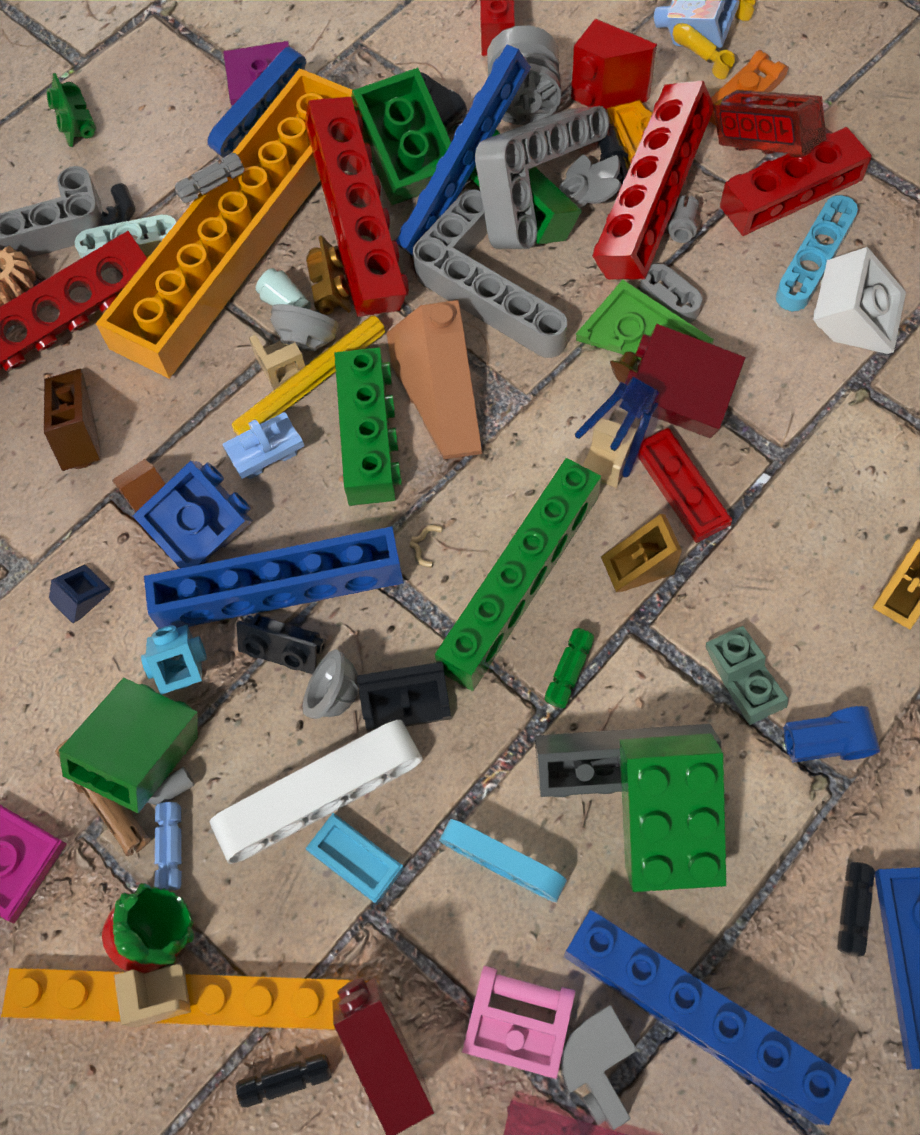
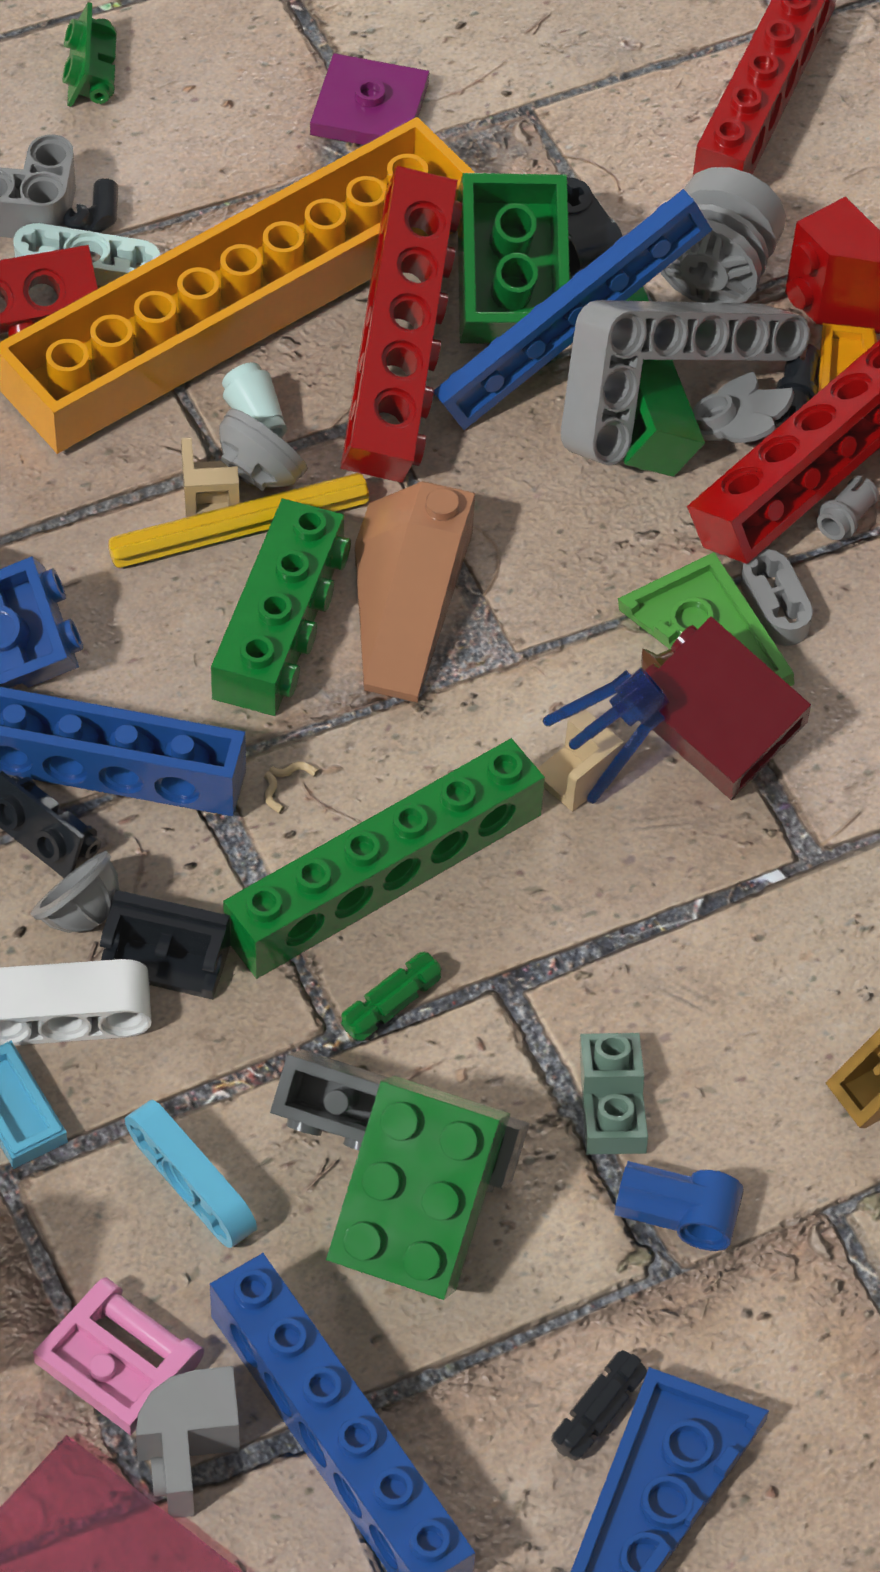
camera: 15 degrees right, 10 degrees down
(209, 178) = (225, 217): light grey axle -> none
(254, 102) = (340, 136): blue beam -> none
(263, 445) = (135, 580): light blue hips -> none
(327, 265) = (331, 389): pearl gold hinge -> none
(446, 269) = (488, 452): light grey beam -> none
(643, 556) = (553, 901): pearl gold slope -> none
(683, 486) = (658, 840): red tile -> none

